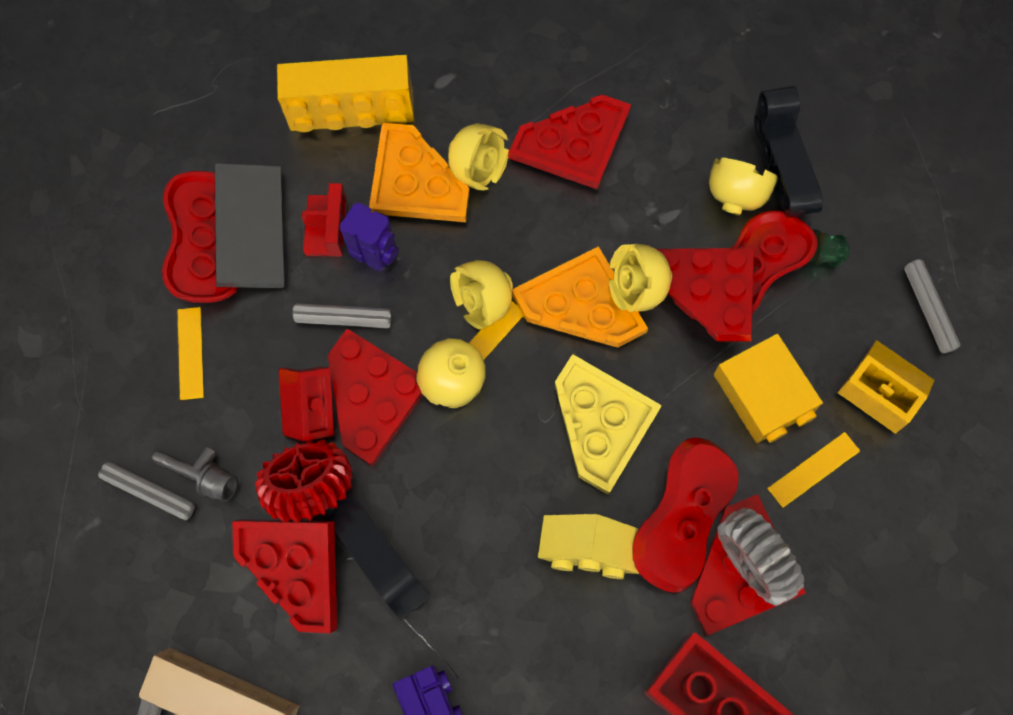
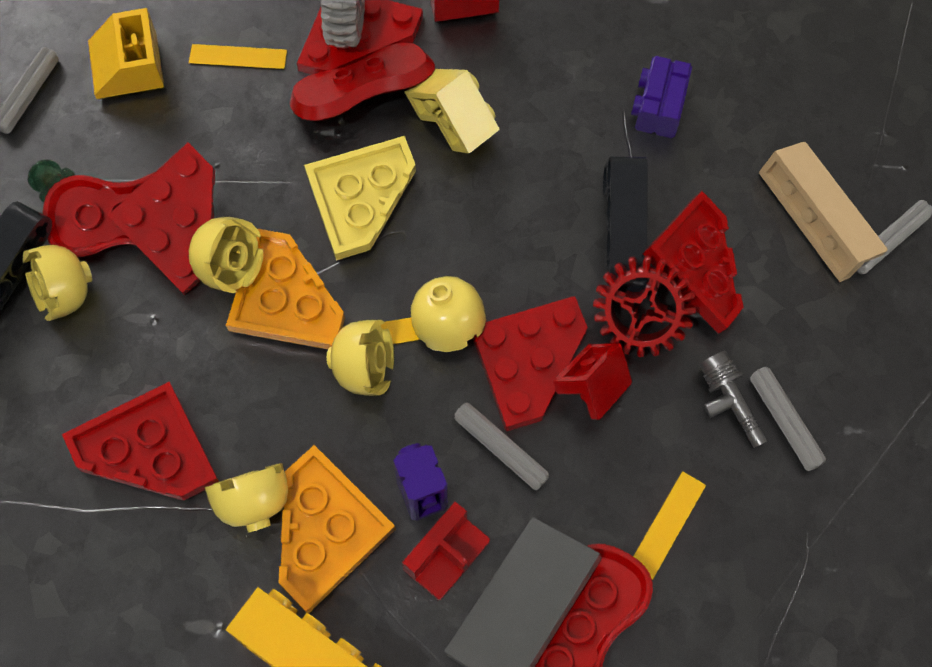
camera: 145 degrees left, 5 degrees down
(768, 389) = (214, 118): yellow brick -> none

